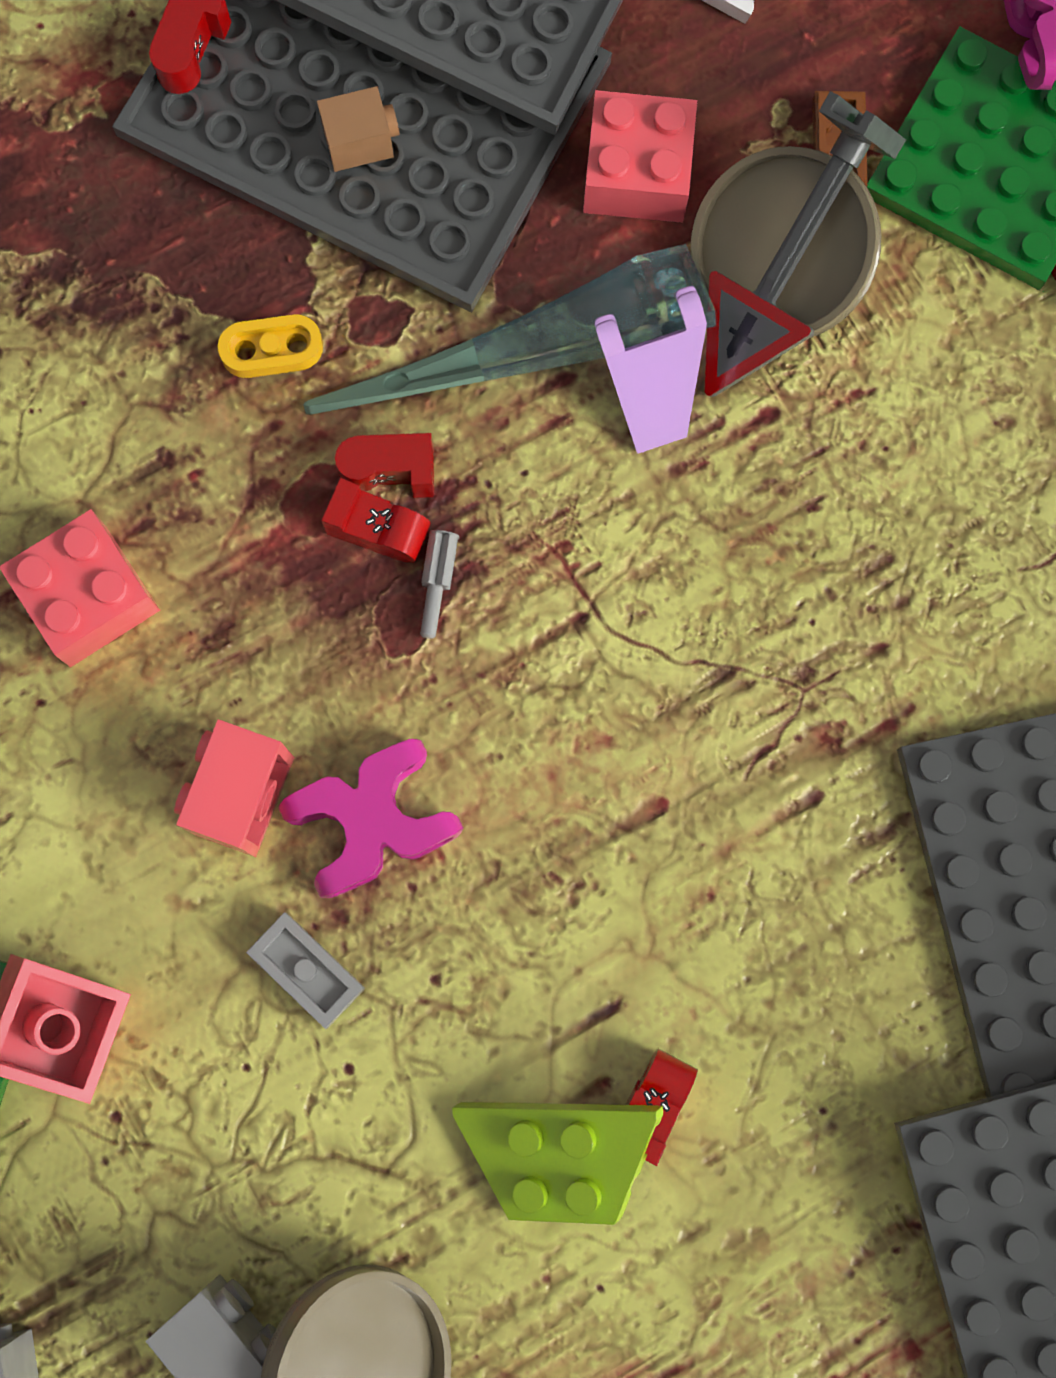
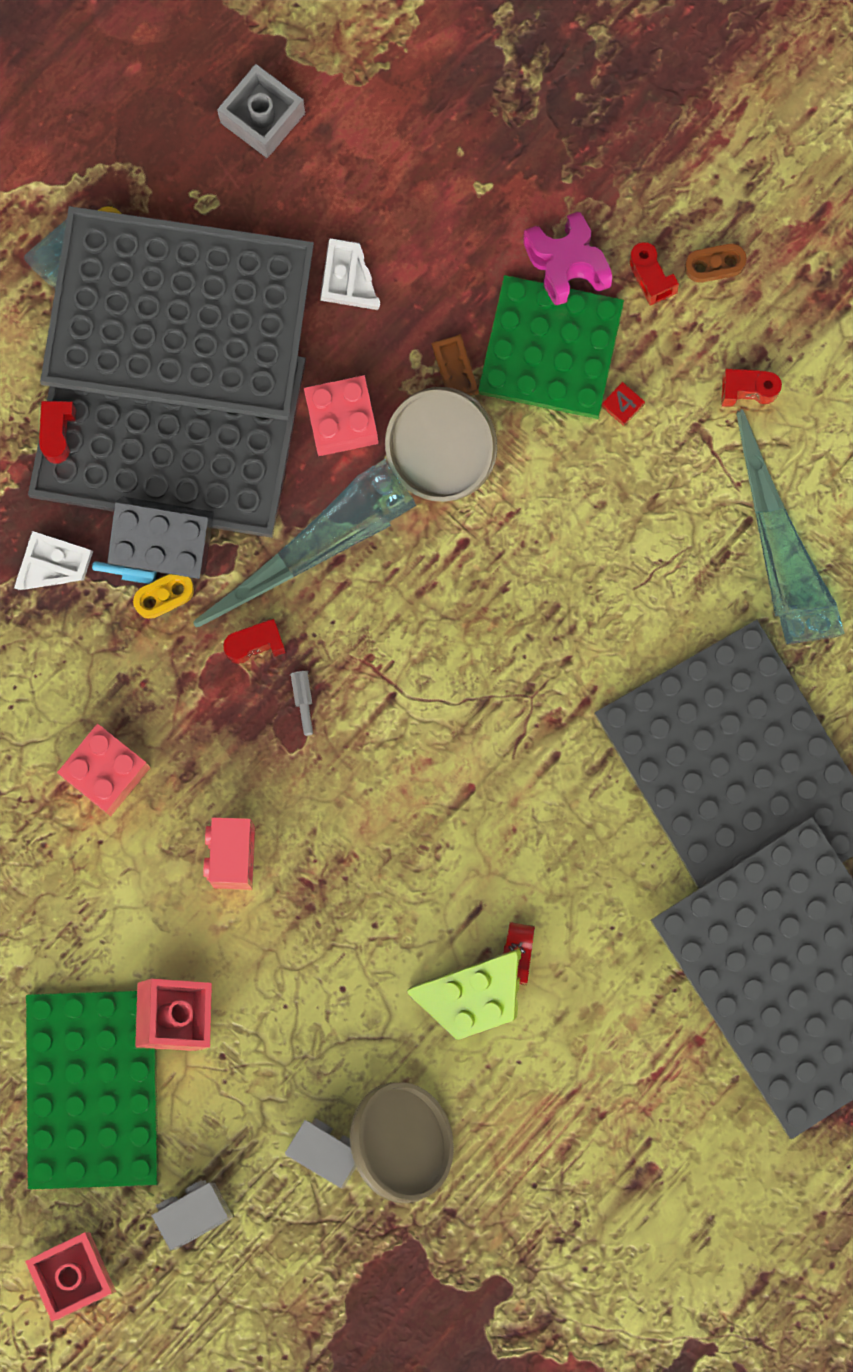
camera: 10 degrees left, 0 degrees up
(114, 243) = (52, 563): none -> white wing
(230, 294) = (127, 573): none -> medium azure axle
(293, 251) = (160, 537): none -> brick
(305, 970) = (302, 941): light grey plate -> none
(358, 128) = (174, 453): medium nougat brick -> none
(370, 818) = (310, 846): dark pink piece -> none
(374, 523) = (258, 679): red leg -> none
(657, 376) = (392, 545): lavender flag -> none
(748, 323) = (434, 497): dark grey piece -> none

